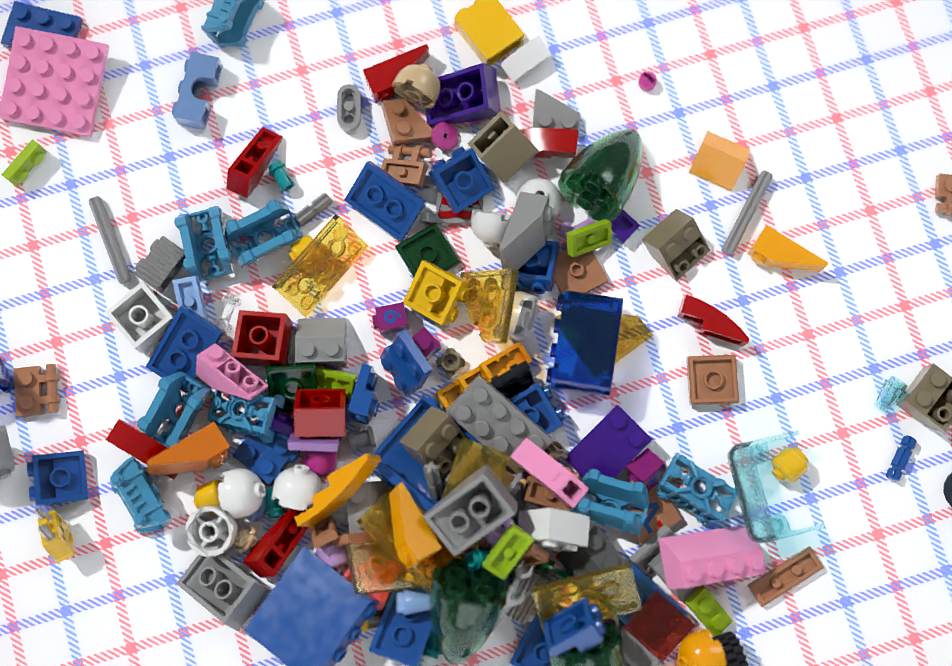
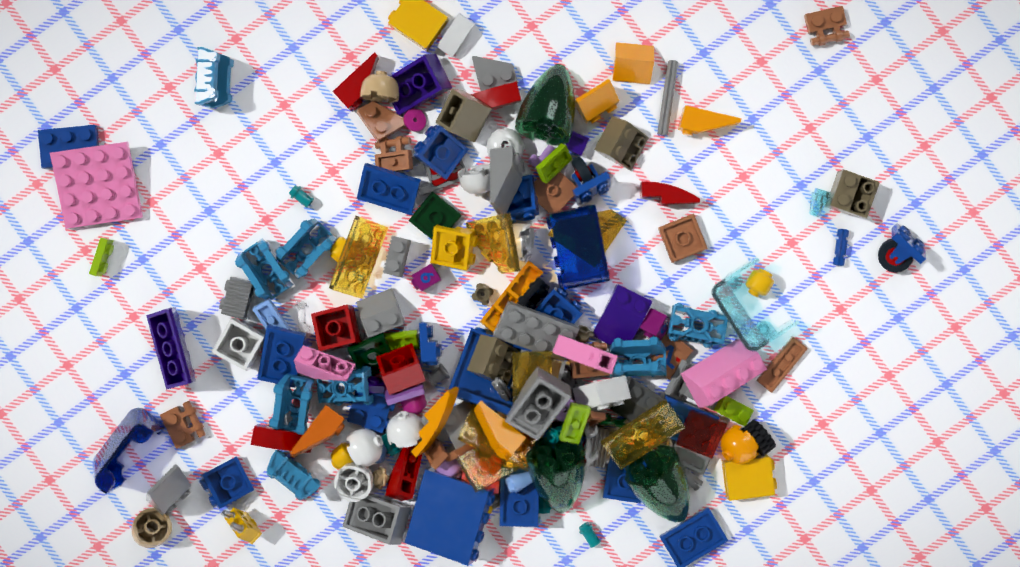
camera: 15 degrees left, 10 degrees up
(60, 292) = (171, 348): none -> dark purple slope
(110, 240) = (190, 292): light grey axle -> none
(199, 72) = (206, 136): medium blue arch -> none
(252, 162) = (275, 193): red slope -> none
(317, 205) = (333, 217): light grey piece -> none
(348, 109) = (332, 124): light grey plate -> none
(366, 281) = (397, 256): none -> light grey brick
(406, 364) = (450, 309): blue plate -> none
(426, 343) = (457, 290): magenta brick -> none
(575, 625) = (641, 459): blue plate -> none
(622, 273) = (590, 186): none -> blue plate
(644, 83) = (554, 21): dark pink hinge -> none
(664, 185) = (597, 101): none -> light orange slope

